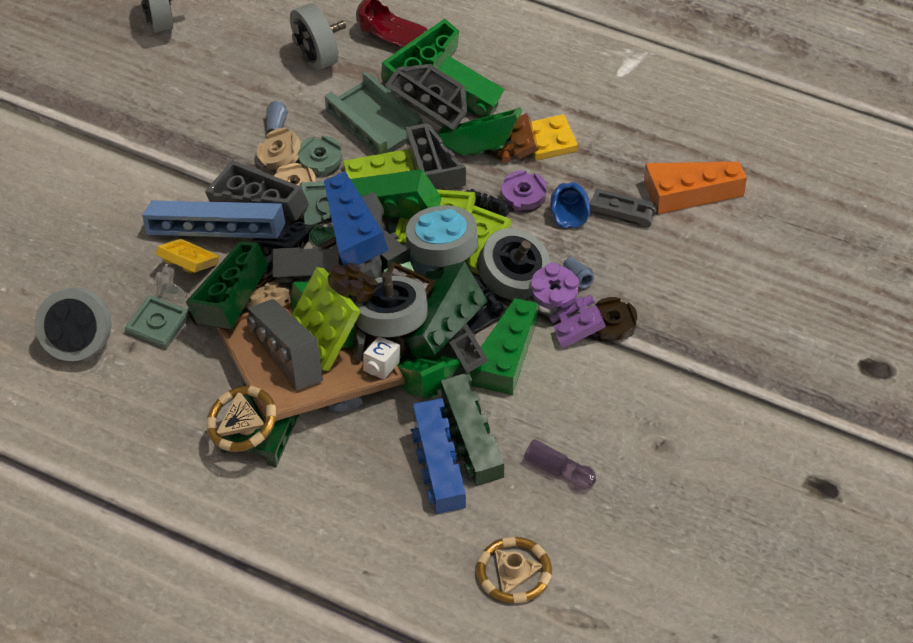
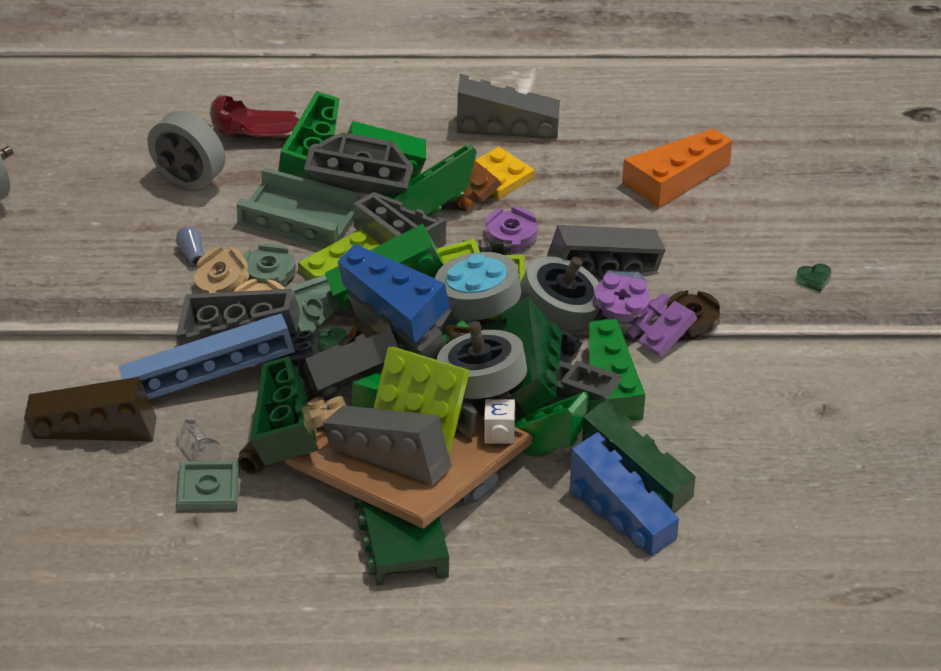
camera: 30 degrees left, 10 degrees down
(73, 324) = (127, 513): wheel -> none
(112, 231) = (93, 412): none -> dark brown wedge
(187, 255) = (211, 407): yellow plate -> none
(240, 419) = (397, 531): piece -> none
(351, 281) = (436, 350): dark brown plate -> none
(514, 569) = (771, 574): tan piece -> none
(559, 465) = (746, 461): clear purple piece -> none
(570, 205) = (573, 212): blue hair -> none
(578, 238) = (608, 248): none -> dark grey wedge
(586, 85) = (504, 111): none -> dark grey wedge
(623, 207) = (624, 210): dark grey plate -> none
(737, 324) = (814, 277): none -> clear green tile

